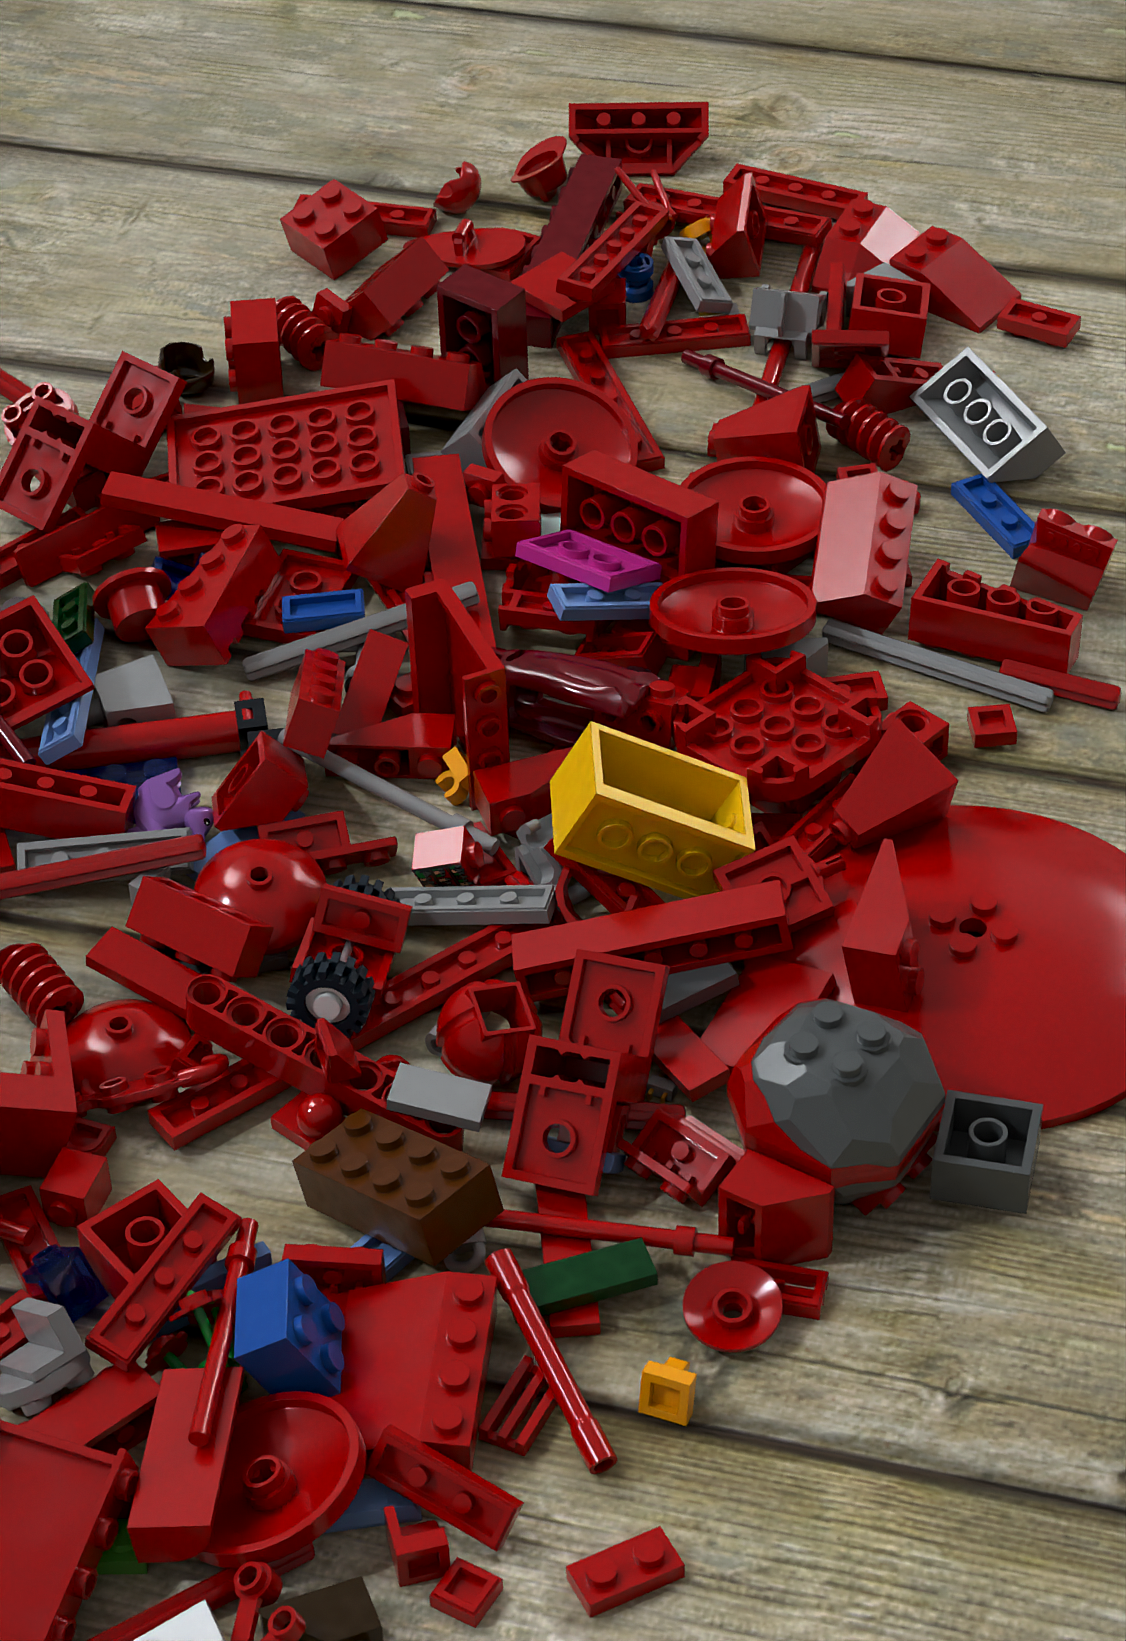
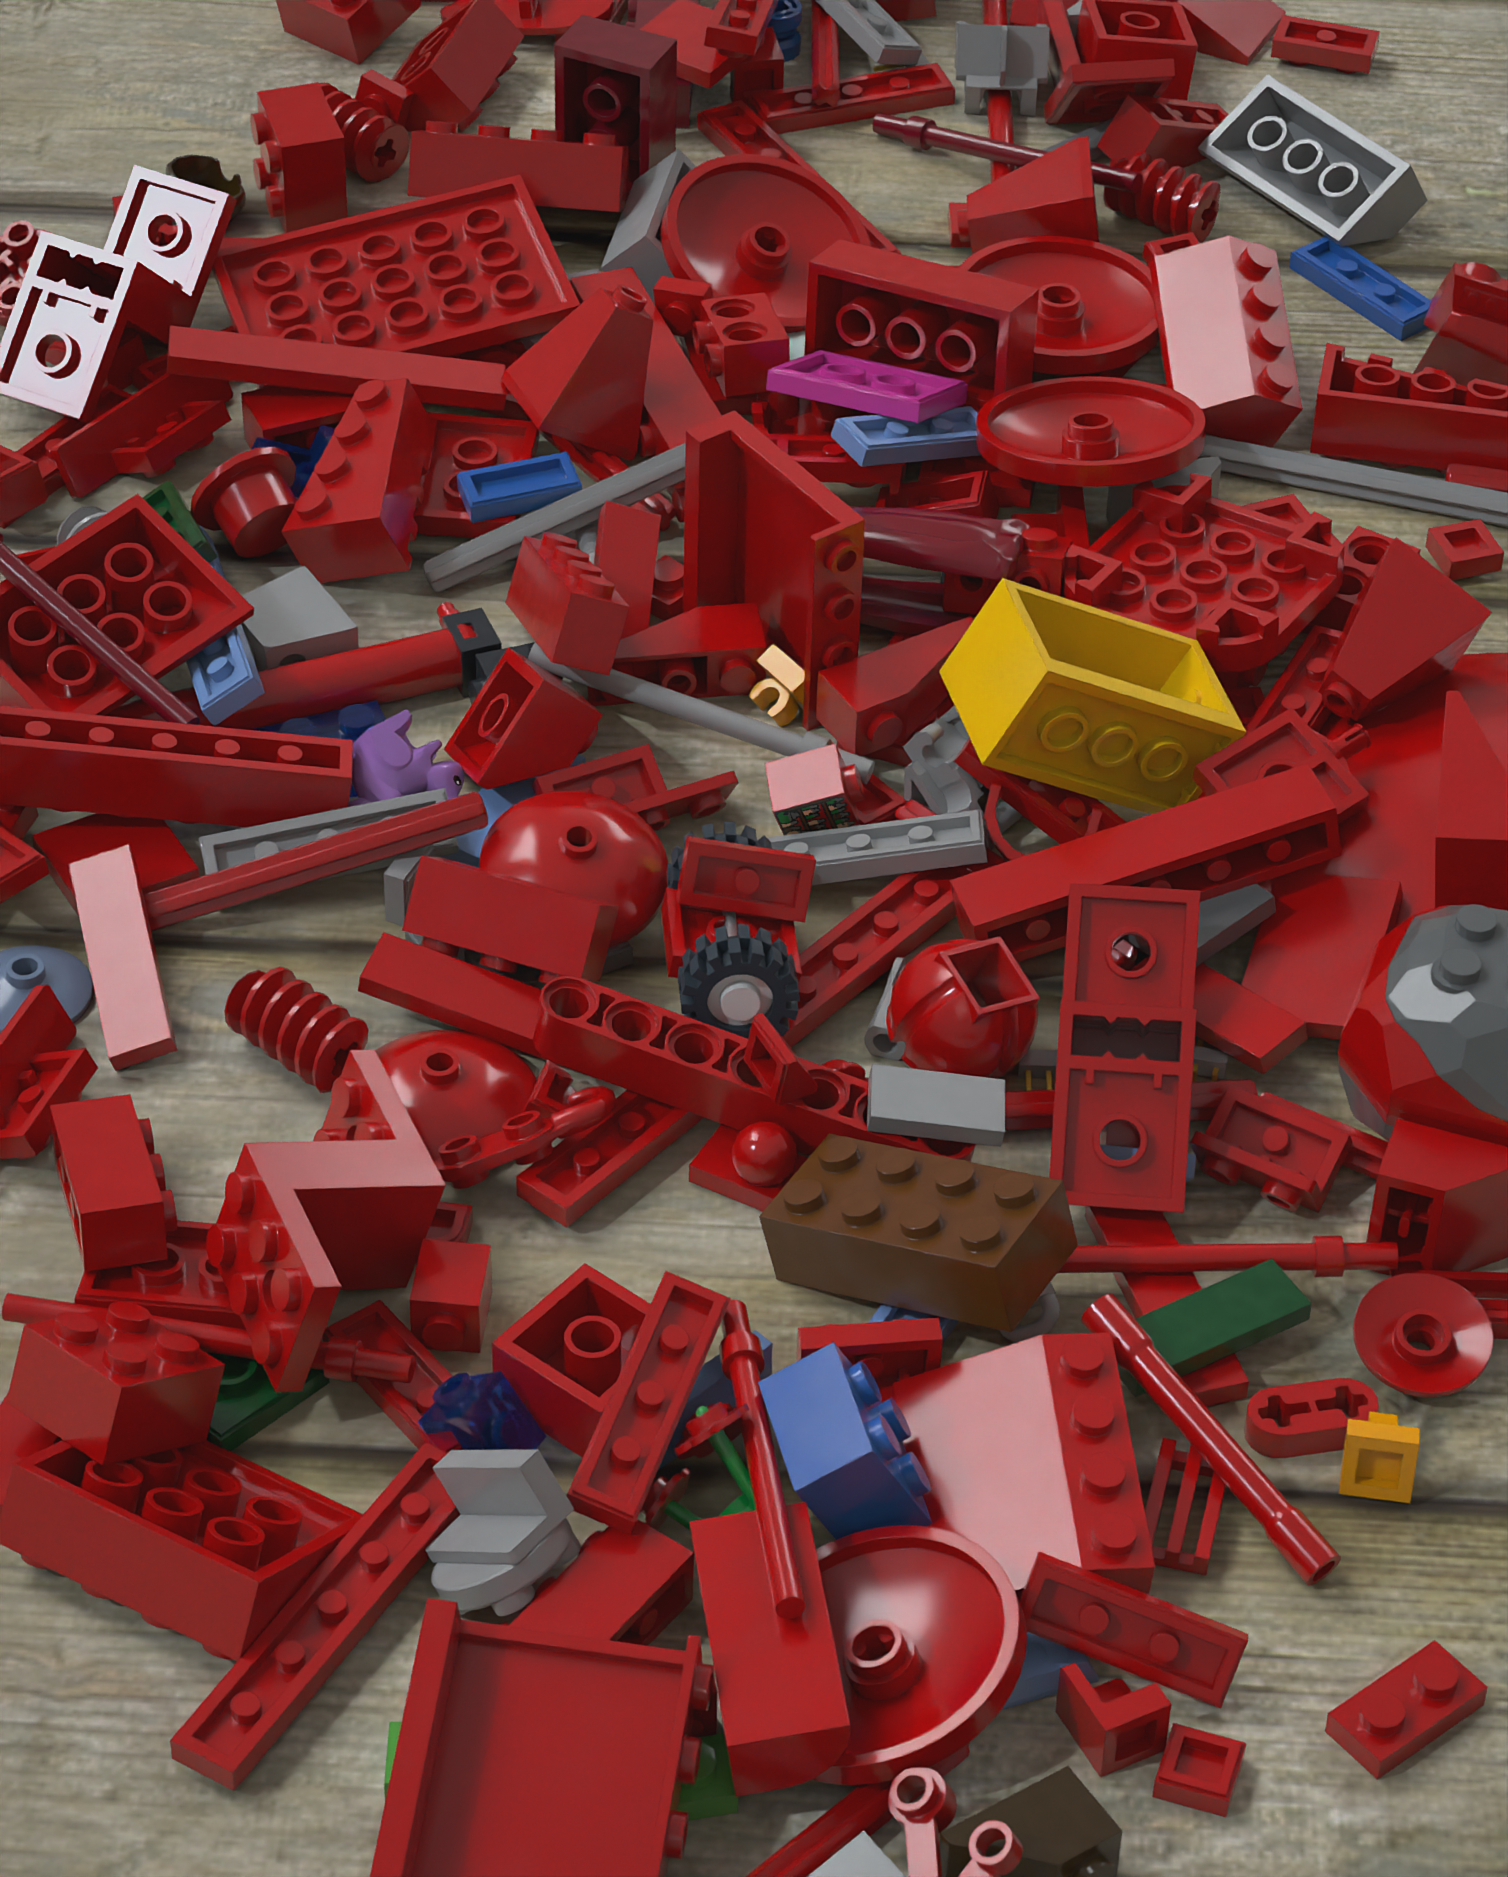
camera: 15 degrees left, 0 degrees up
(633, 1352) = (1307, 1415): none -> red beam

